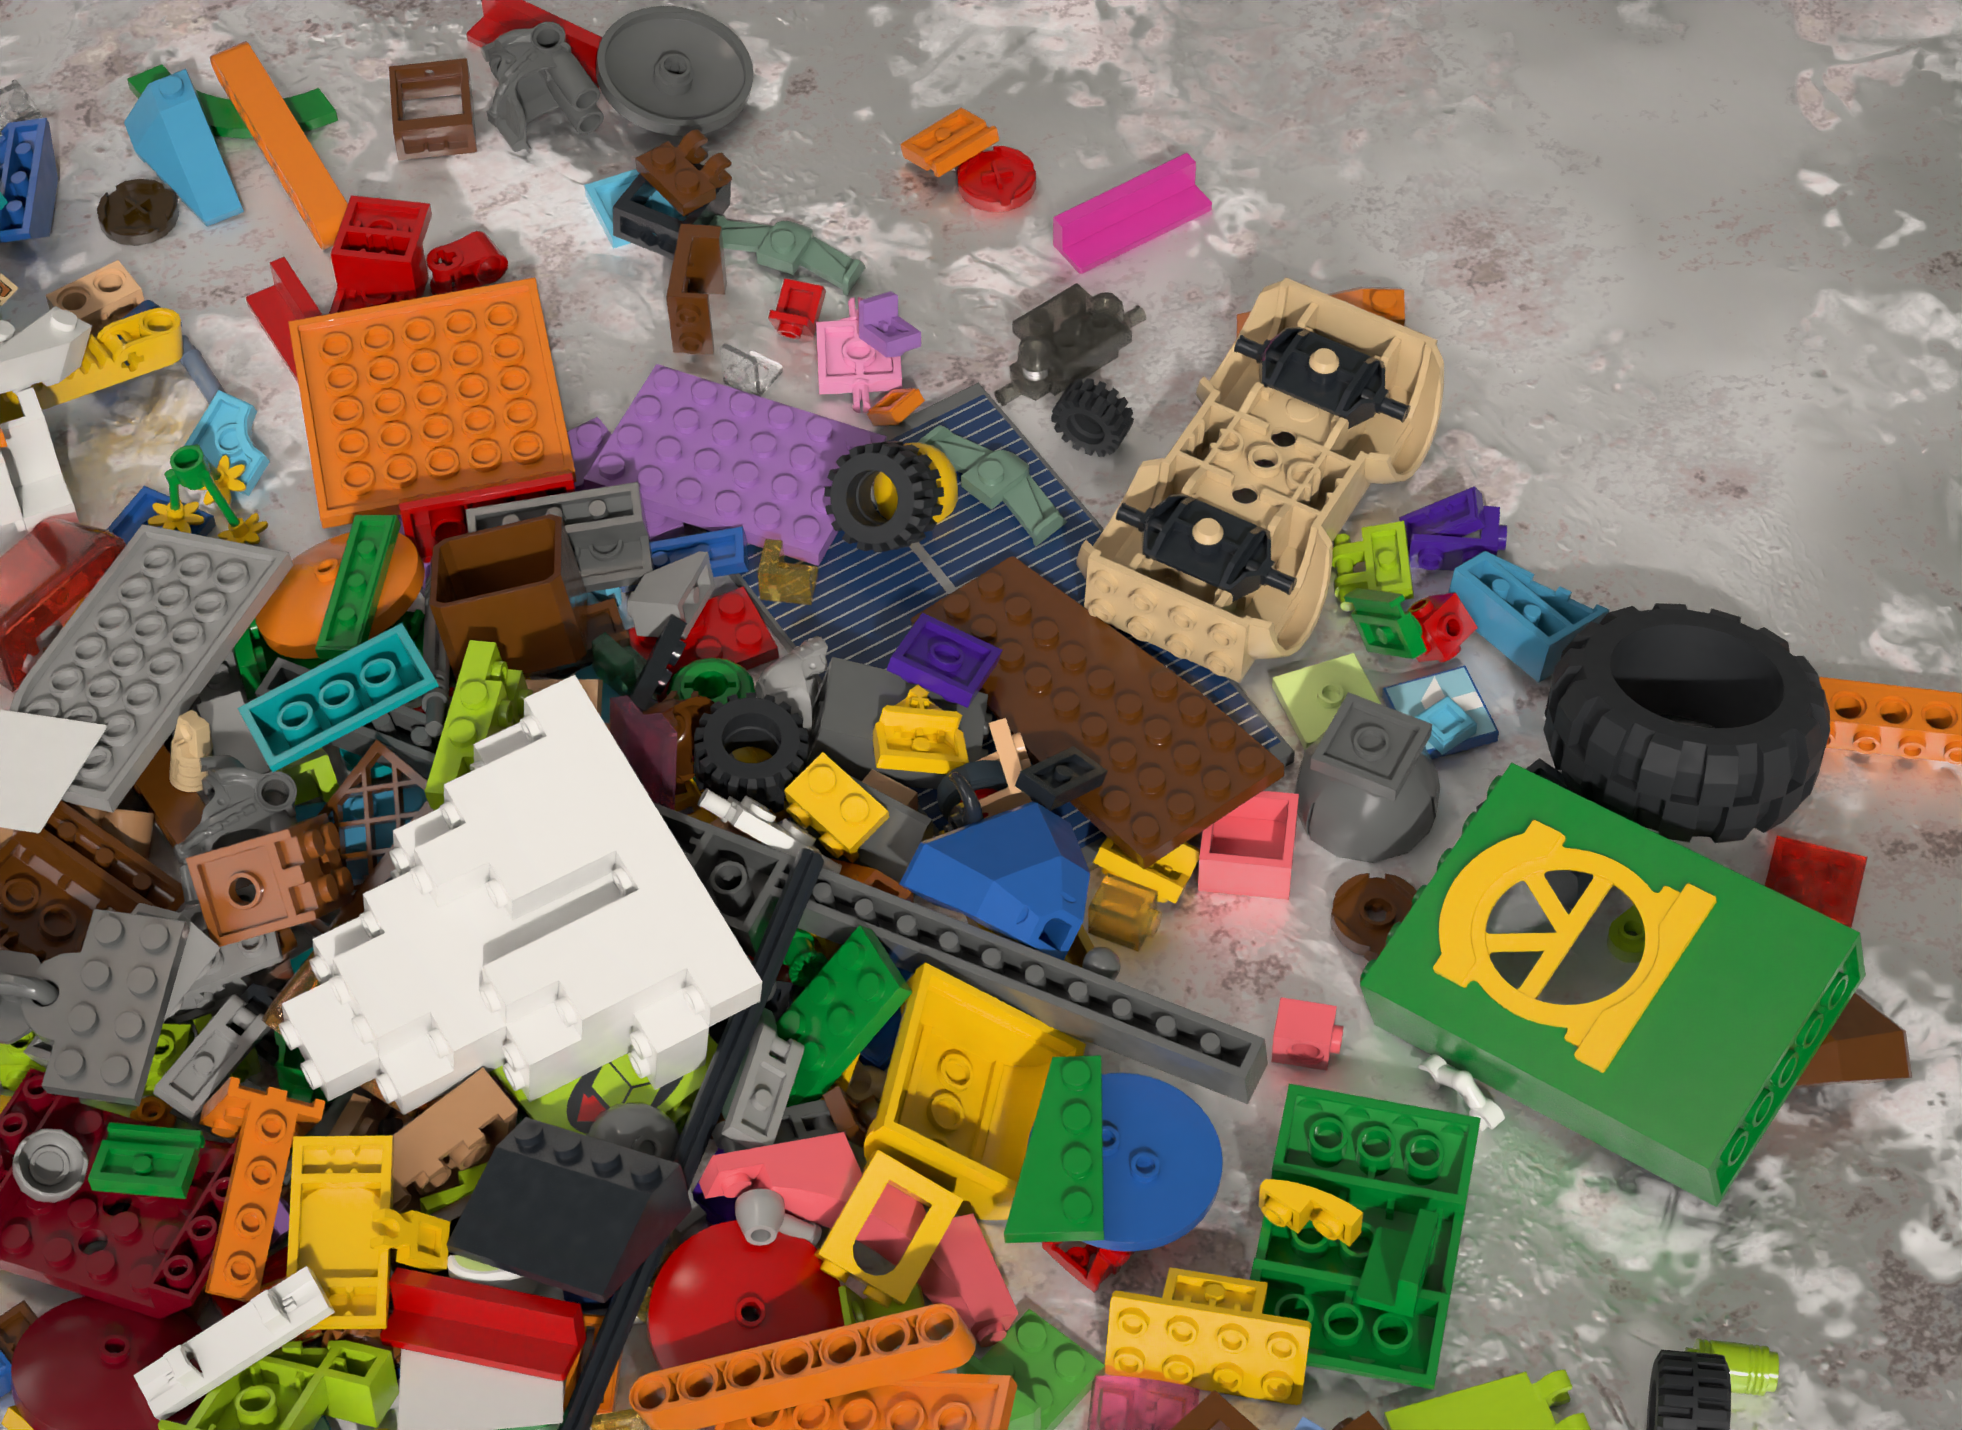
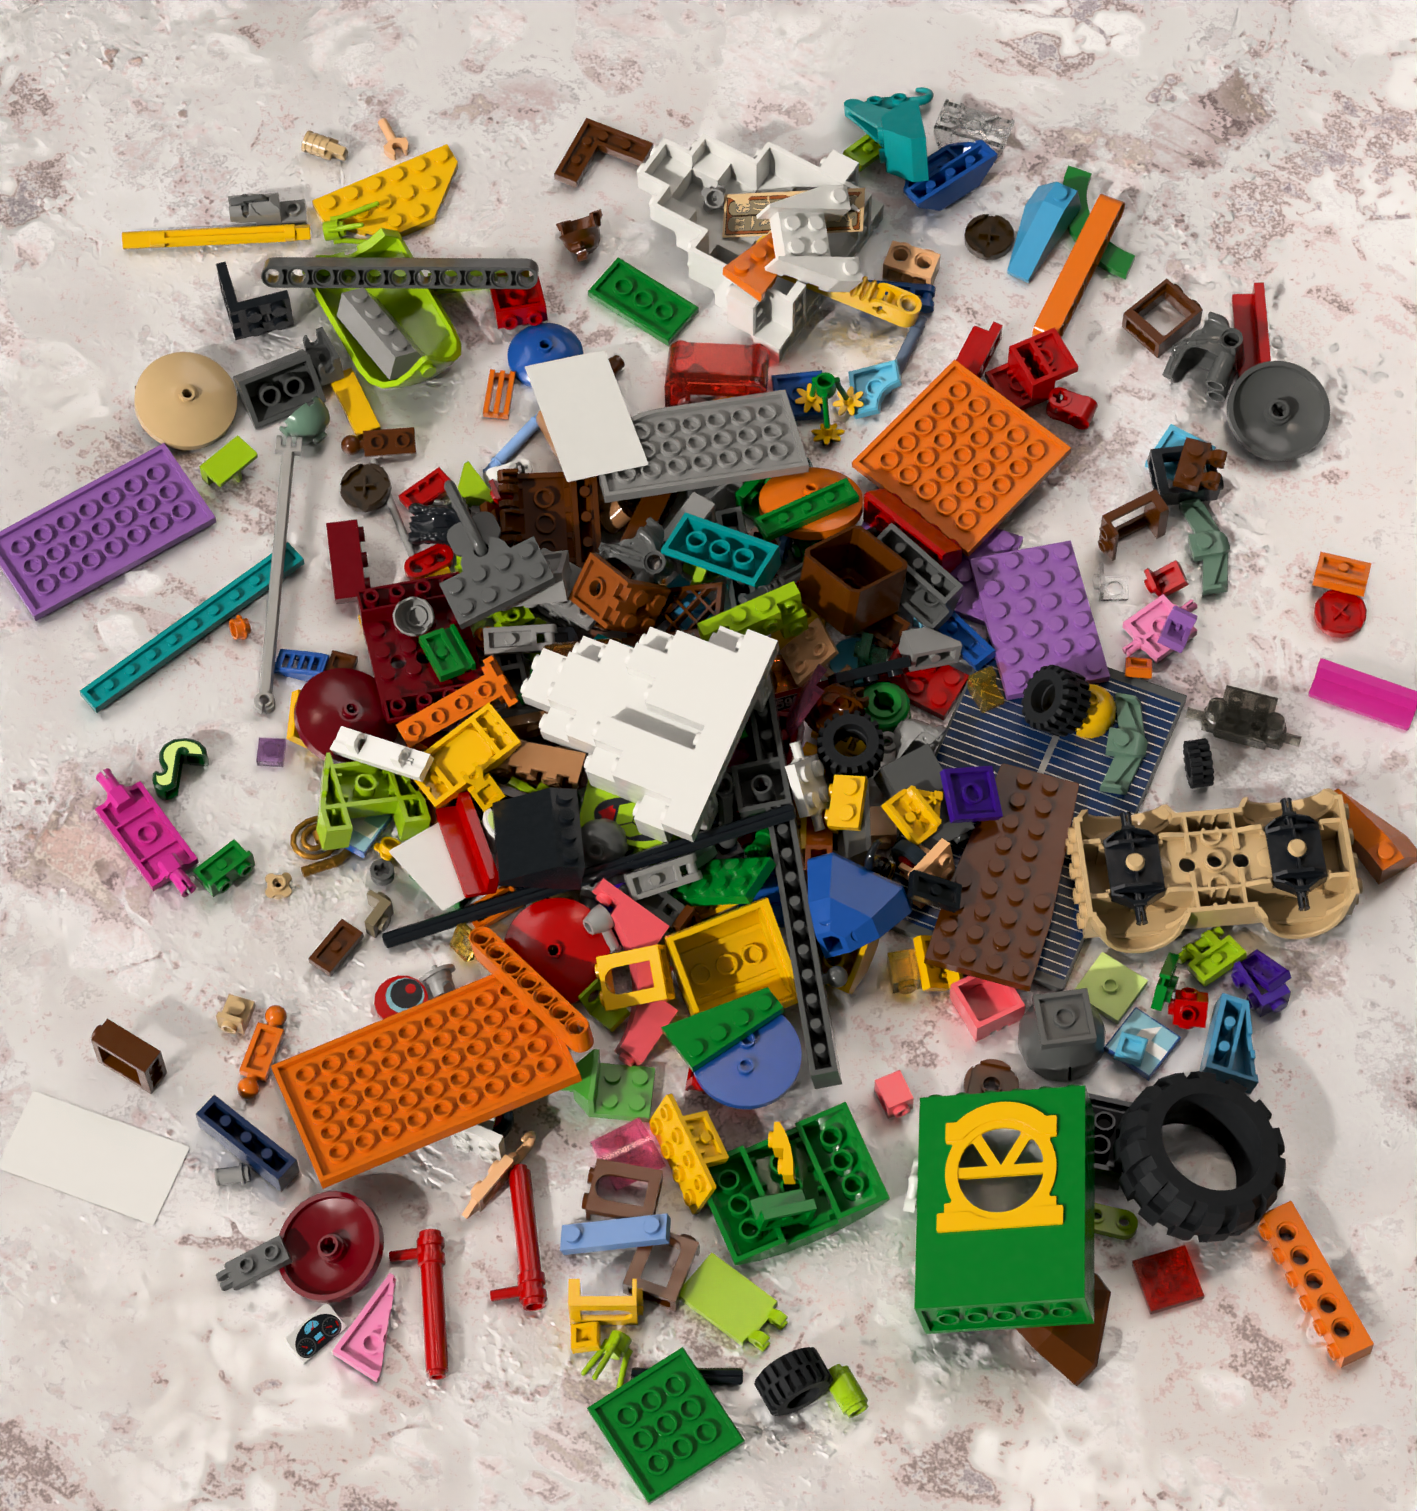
camera: 55 degrees right, 10 degrees up
(190, 742) = (665, 509): tan hinge -> none

